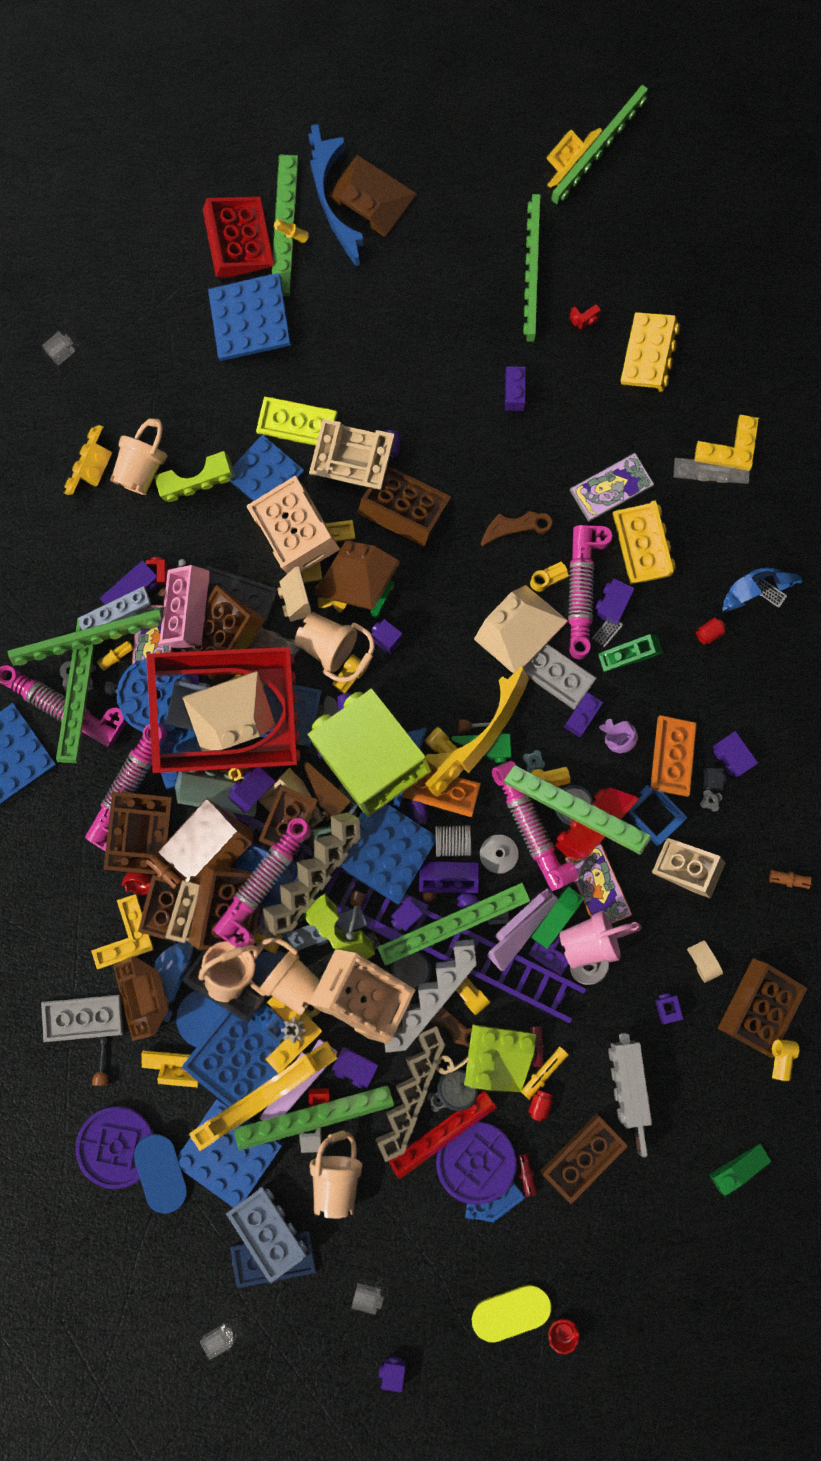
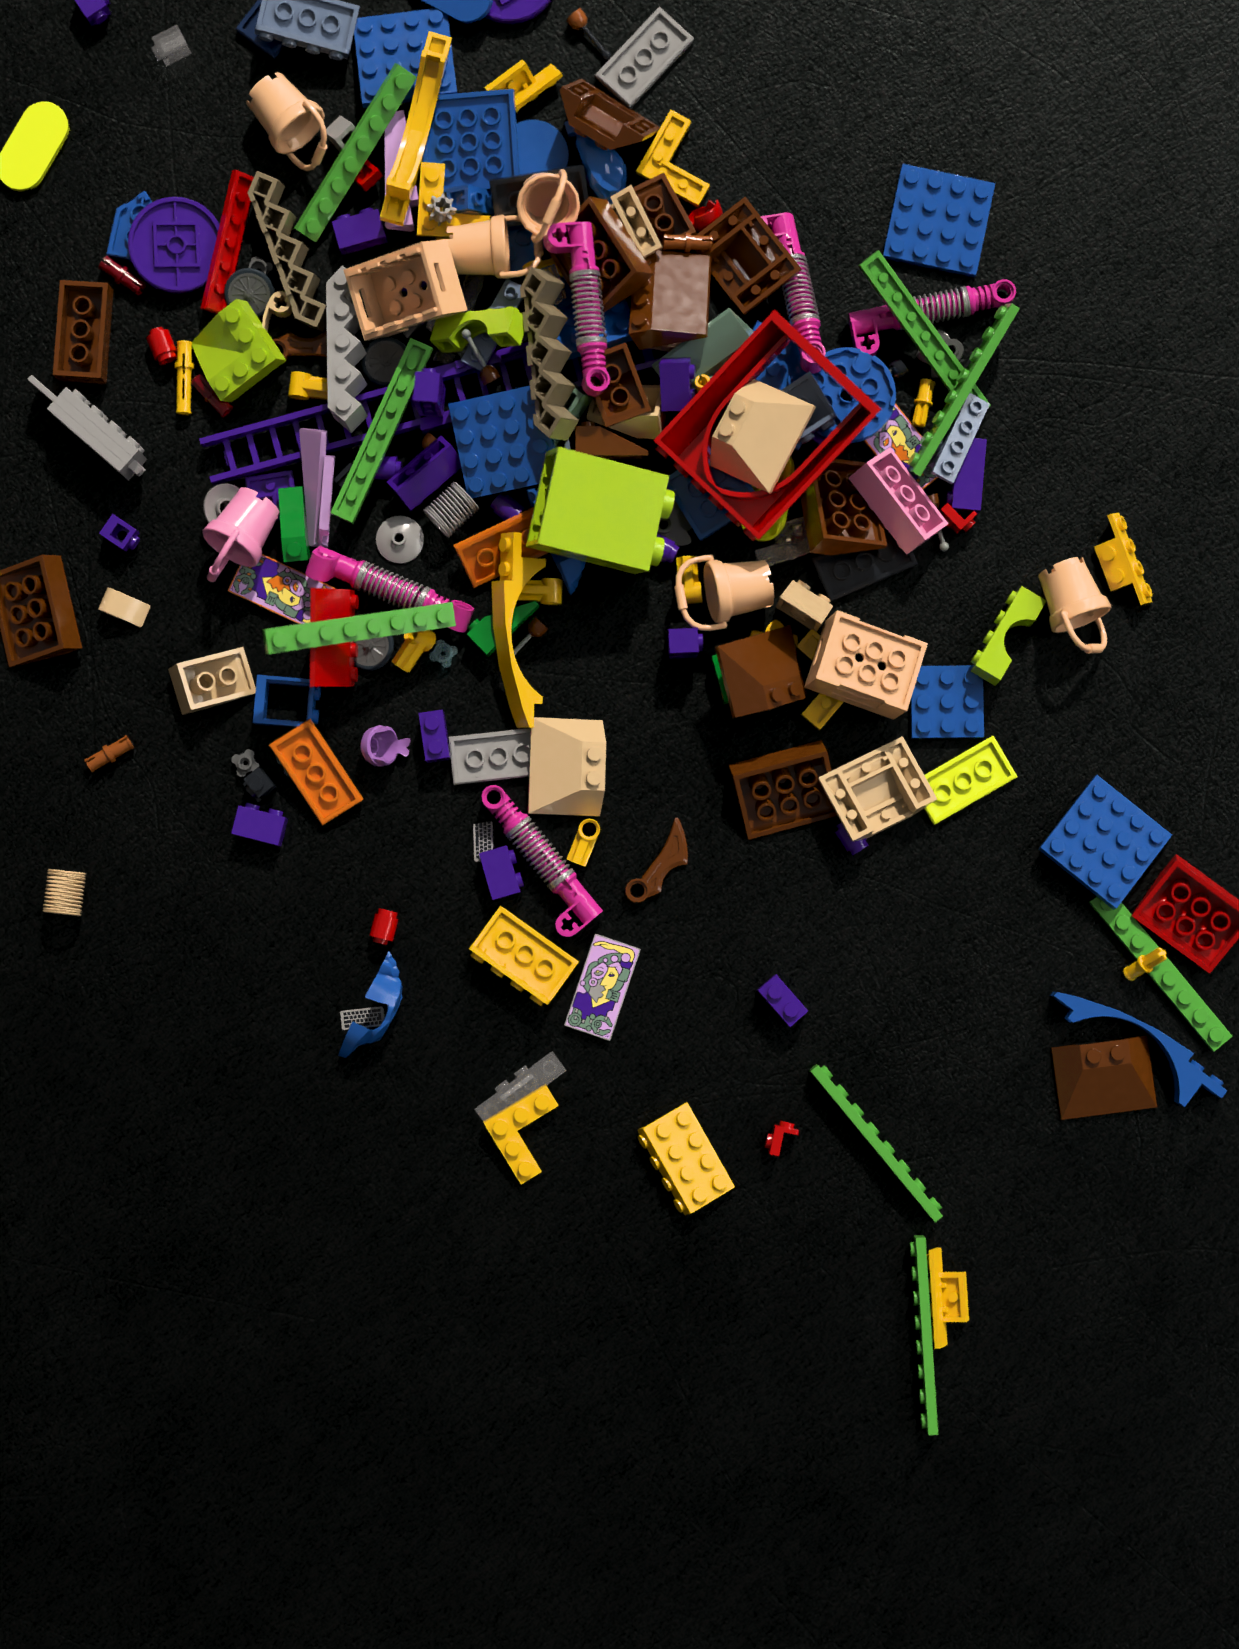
camera: 135 degrees right, 5 degrees up
(631, 652) = (441, 837): green slope -> none

